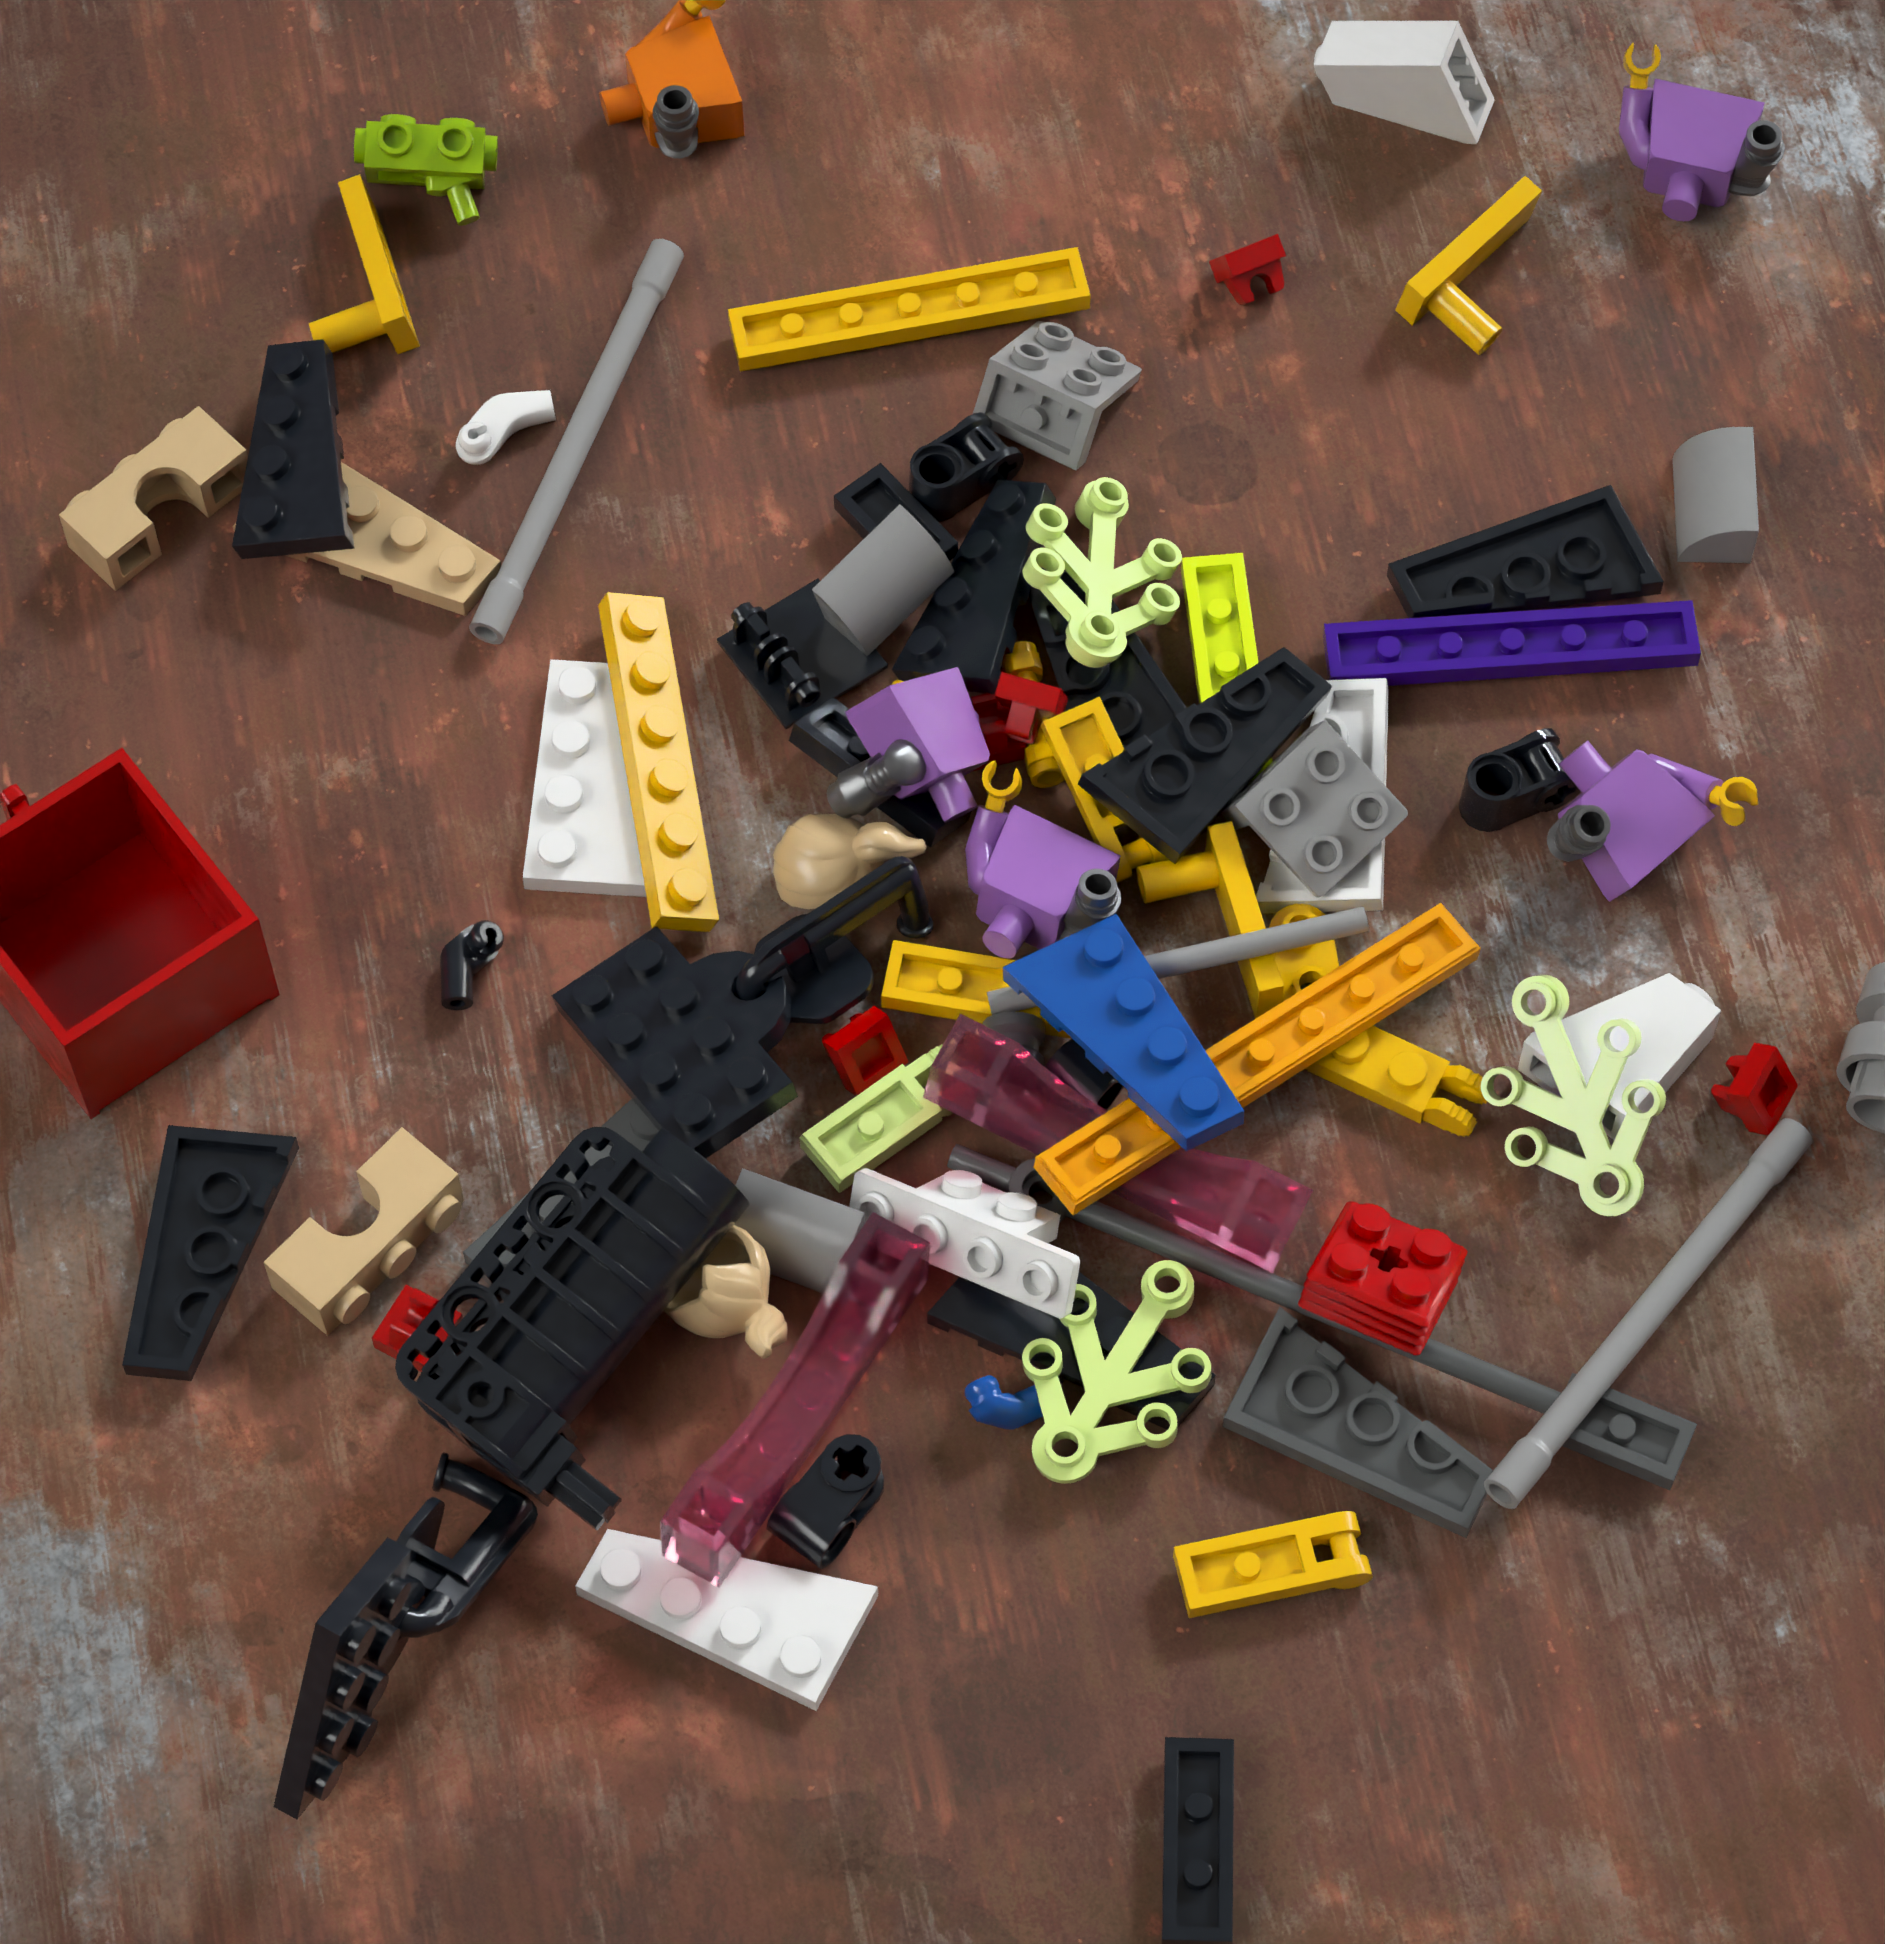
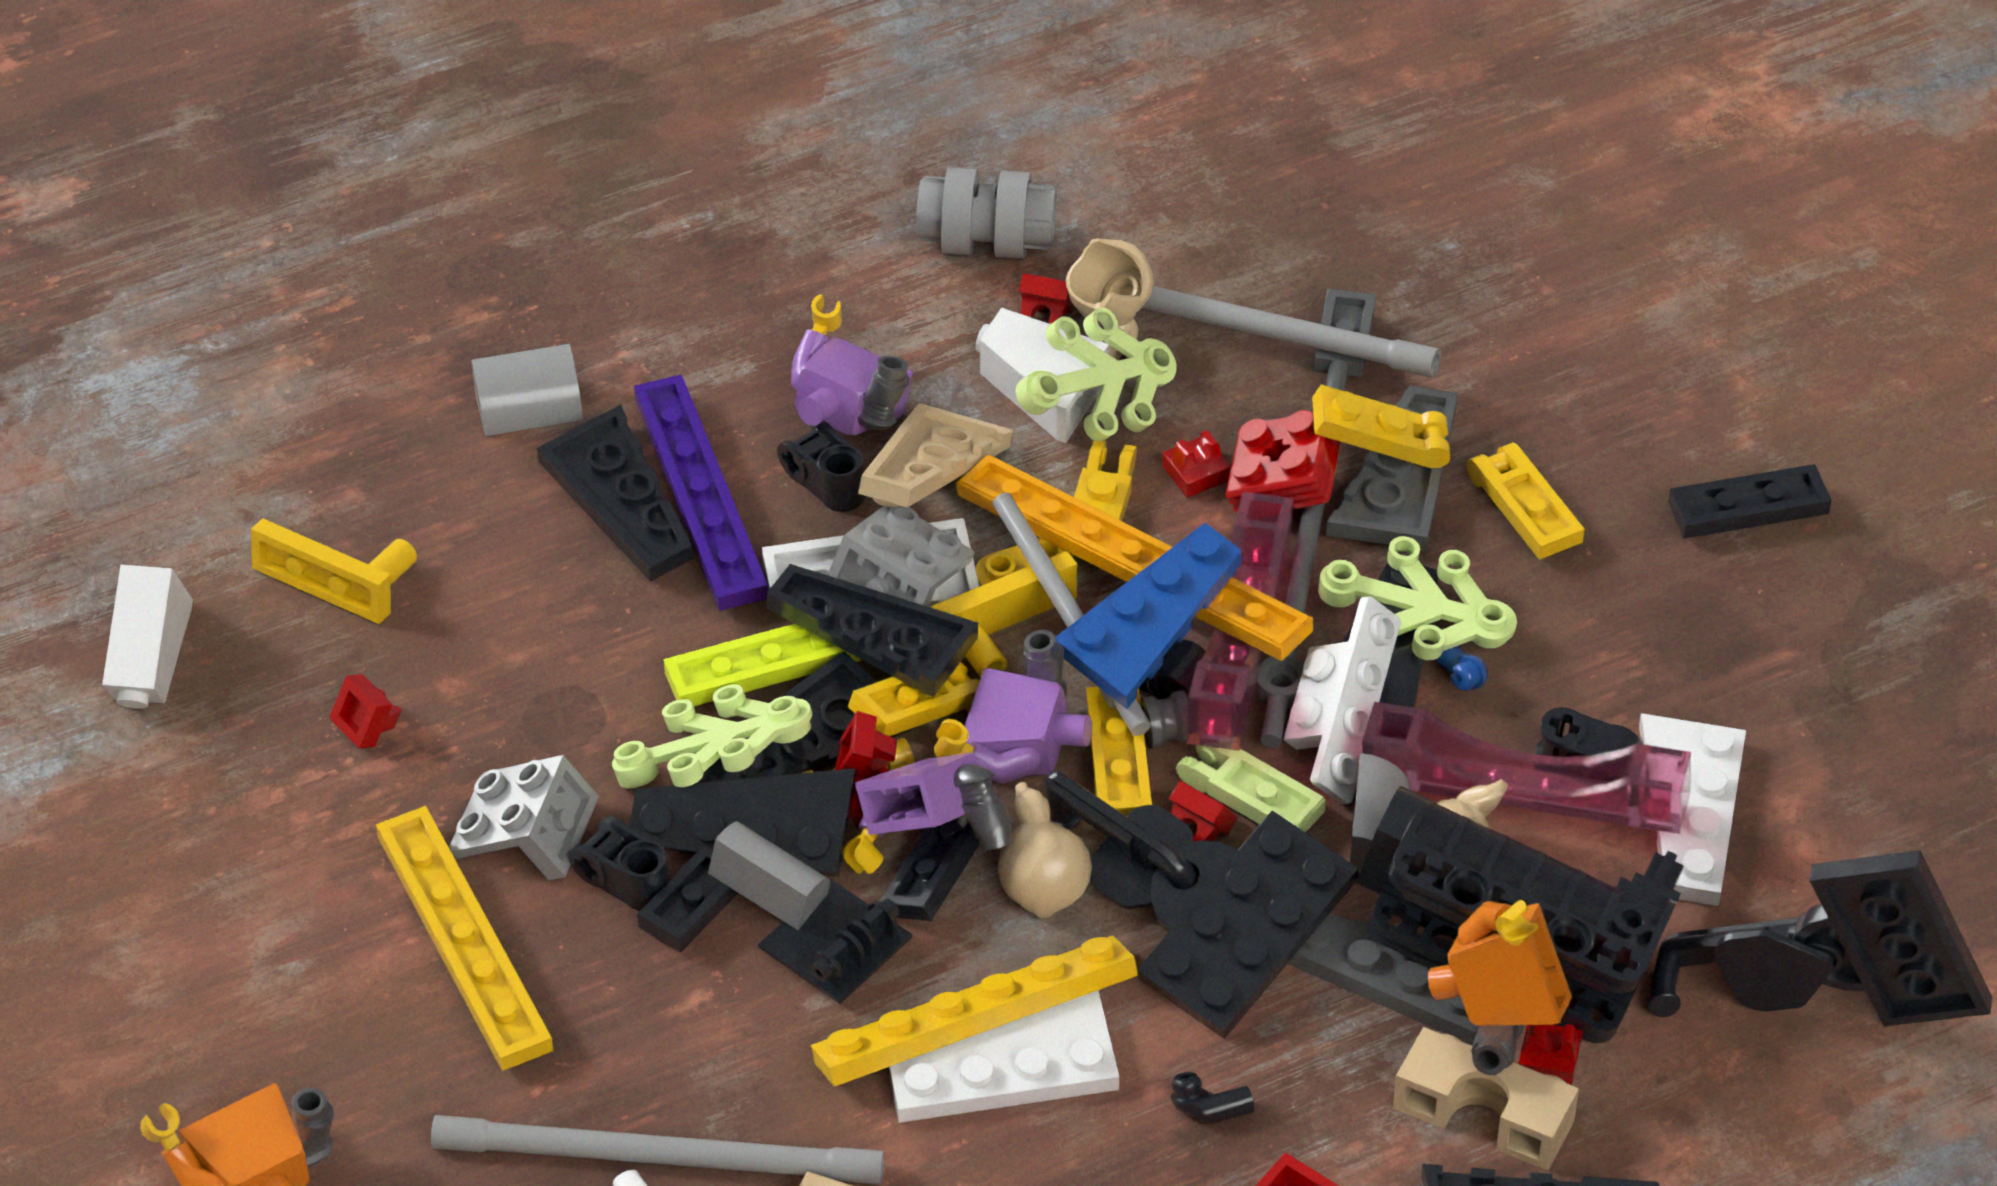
camera: 105 degrees left, 15 degrees down
(437, 1232) = (1505, 977): none -> orange torso
(1391, 1384) = (1381, 427): none -> yellow plate
(1433, 1196) = (1196, 464): none -> red tile
(1486, 876) = (928, 454): none -> tan wing
(1695, 141) = (180, 442): medium lavender torso -> none
(1719, 1138) = (1114, 278): none -> tan hair

